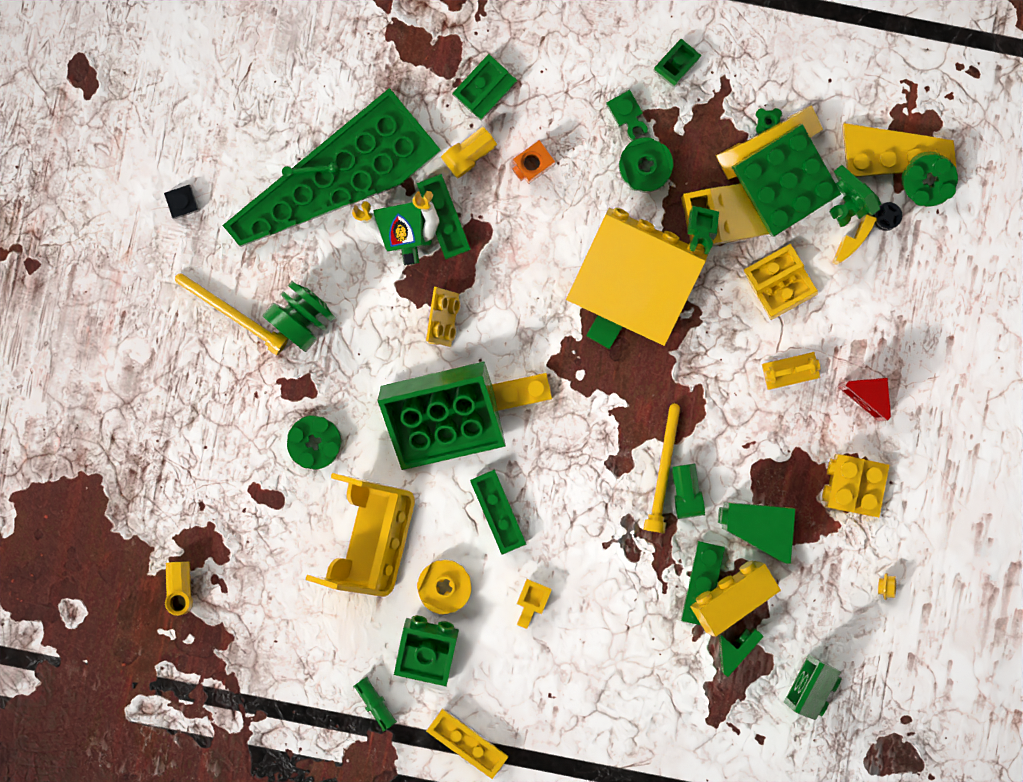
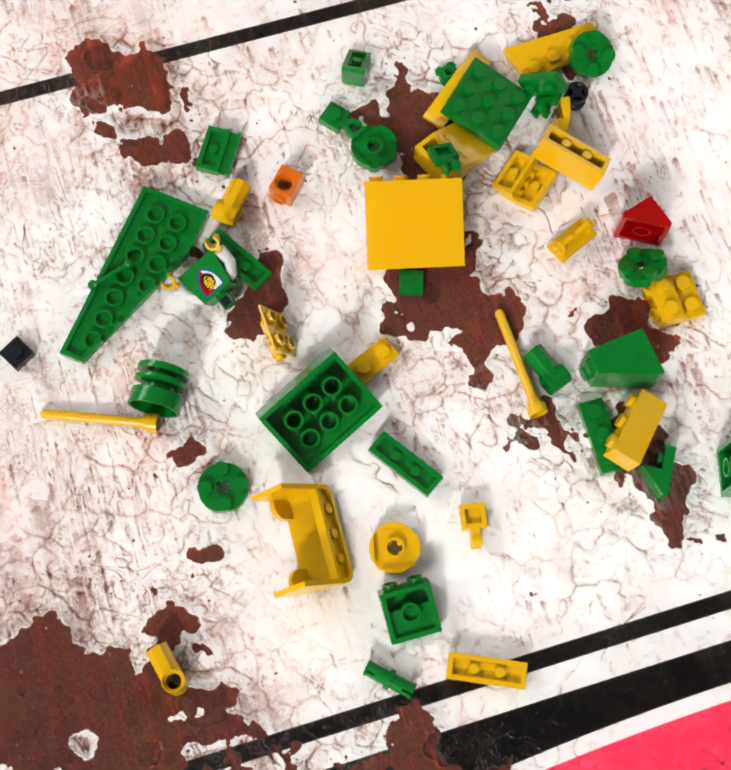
camera: 30 degrees left, 15 degrees down
(838, 286) = (571, 157): none -> yellow brick
(842, 425) = (653, 265): none -> green plate

